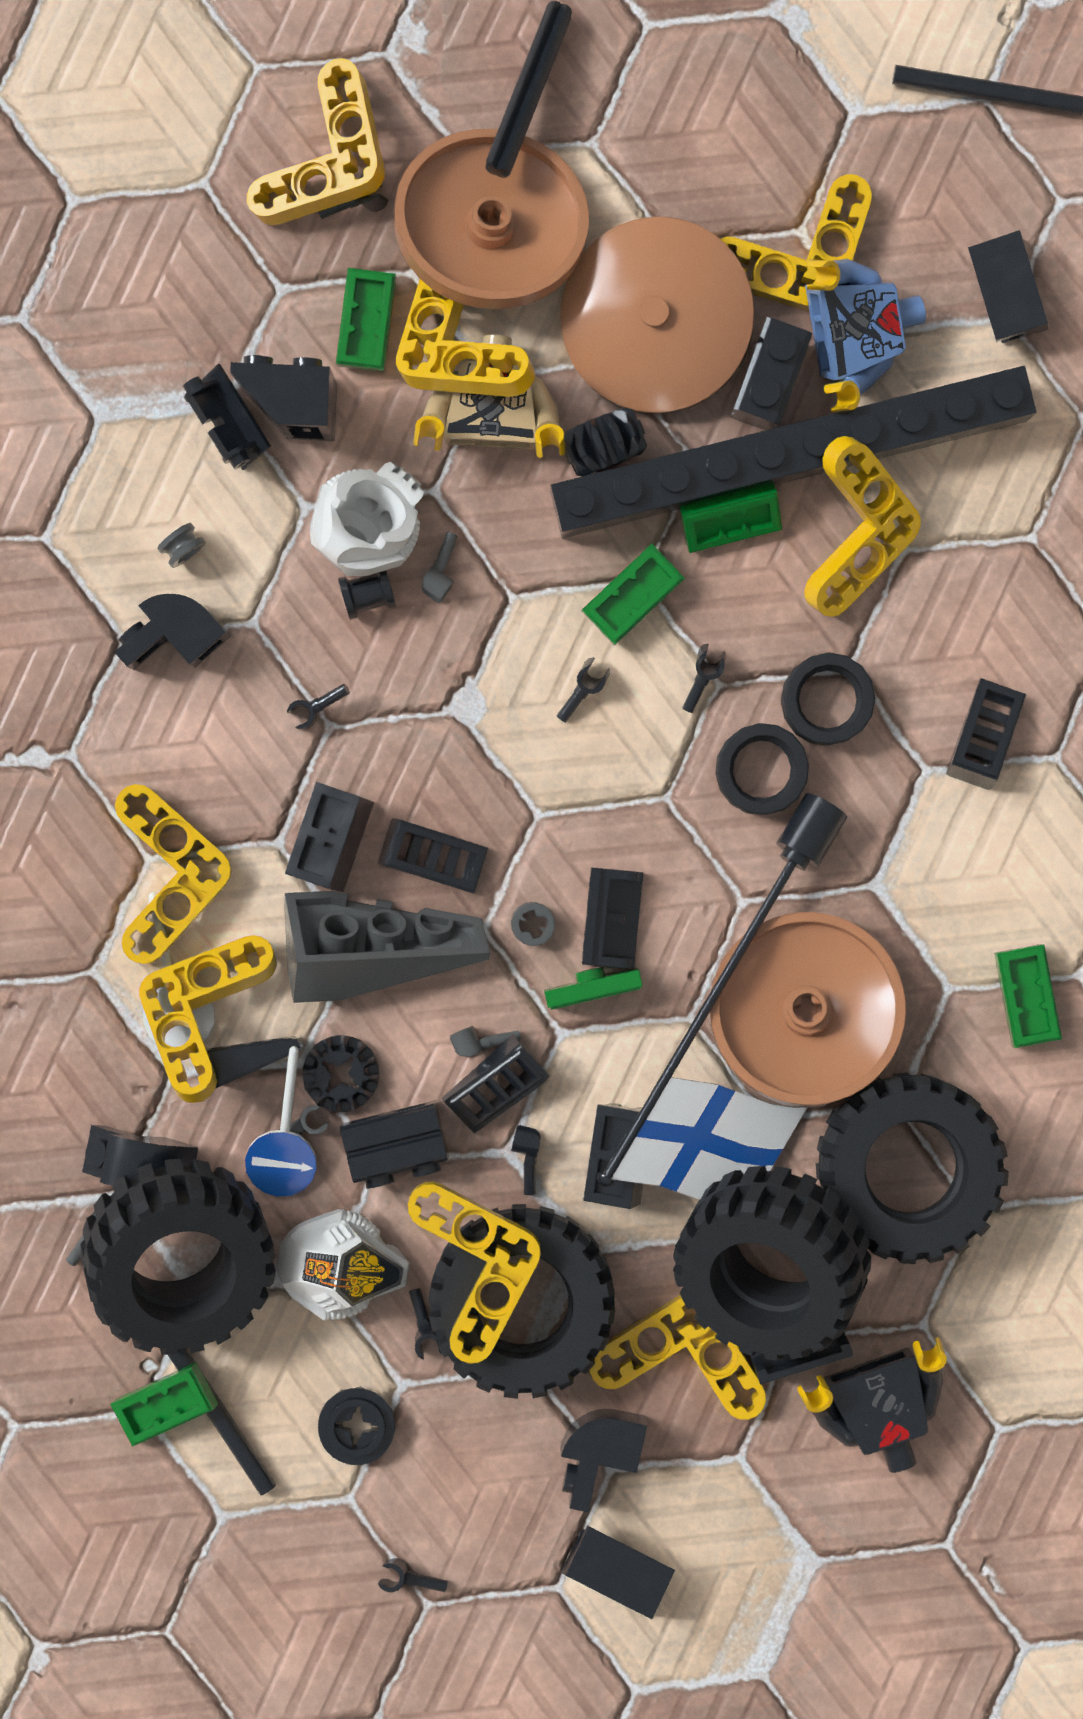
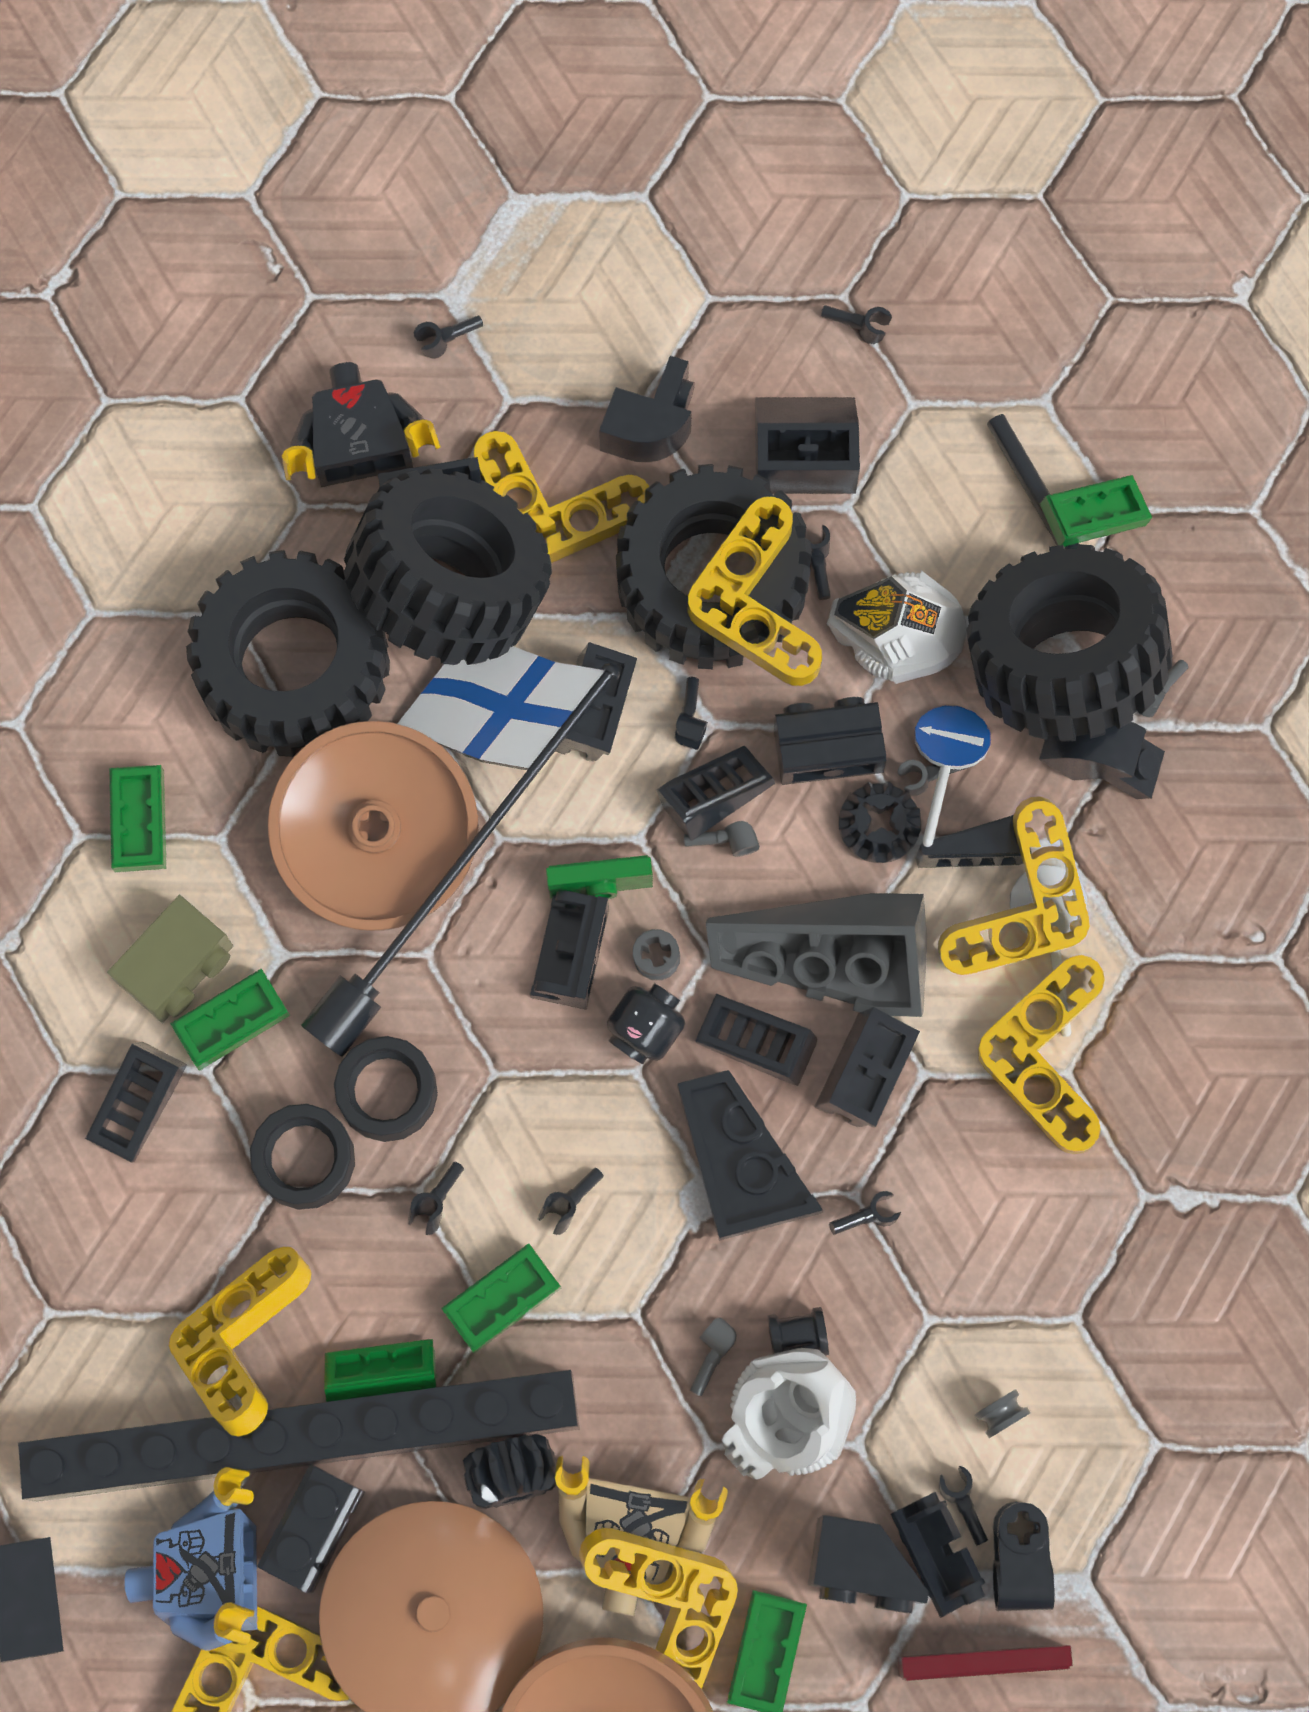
camera: 170 degrees left, 15 degrees down
(154, 417) = (1022, 1570): none -> black piece
(172, 619) = (1007, 1323): black brick -> none
(178, 333) = (985, 1662): none -> dark red tile
(206, 463) = (965, 1505): none -> black hand
(339, 1439) = (883, 454): black gear -> none
(435, 741) = (740, 1163): none -> black wing
(446, 1441) = (808, 444): none -> black slope
(534, 856) = (645, 1023): none -> black head
(618, 1571) = (648, 300): black hinge -> none
(809, 1518) = (444, 335): none -> black hand
(912, 816) = (230, 1019): none -> green plate
(973, 864) = (172, 960): none -> olive brick

